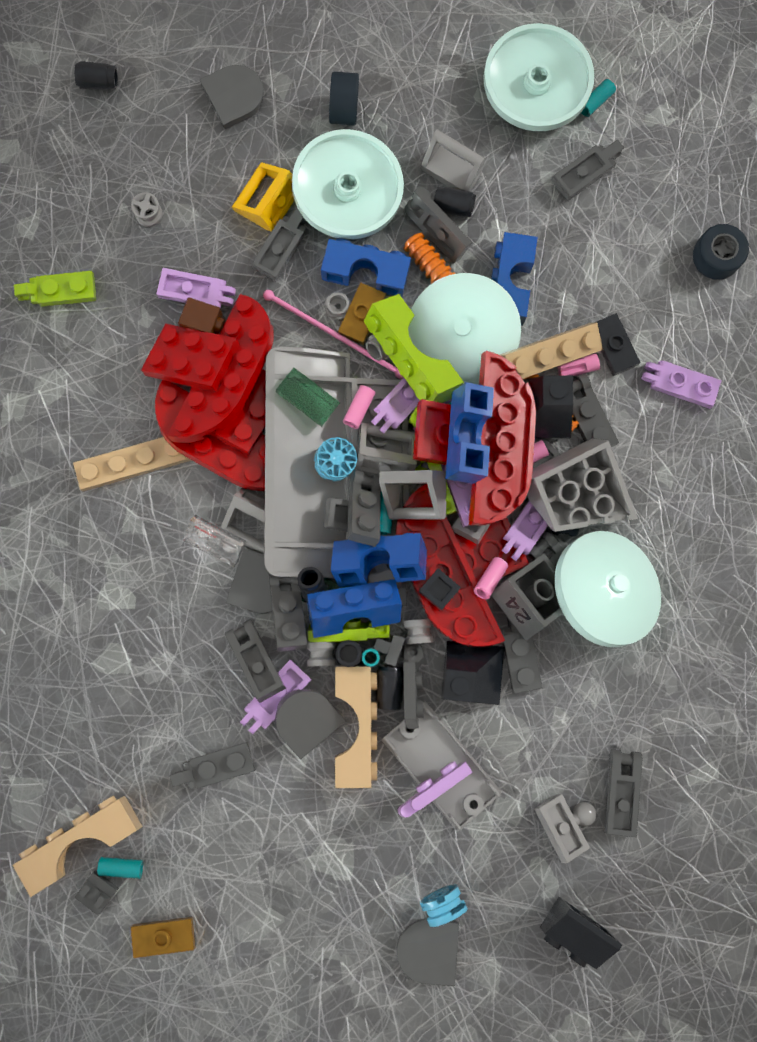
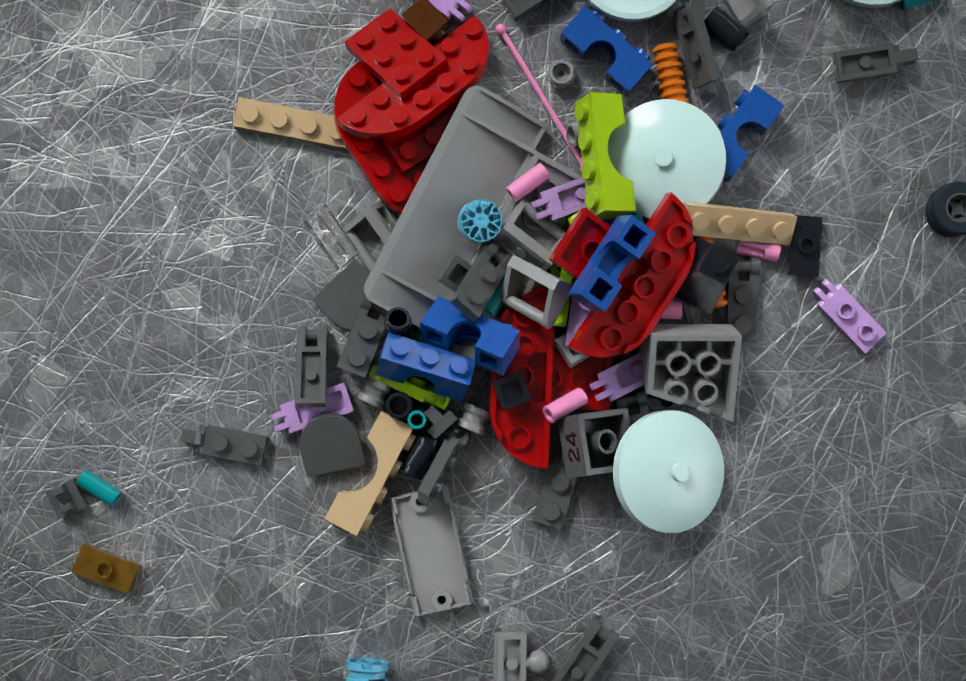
camera: 35 degrees right, 5 degrees up
(46, 865) = (34, 450): tan arch -> none
(307, 397) = (484, 148): clear green tile -> none
(353, 322) = (587, 81): pearl gold plate -> none
(430, 790) = (408, 566): lavender hinge -> none
(472, 673) = (504, 483): black slope -> none

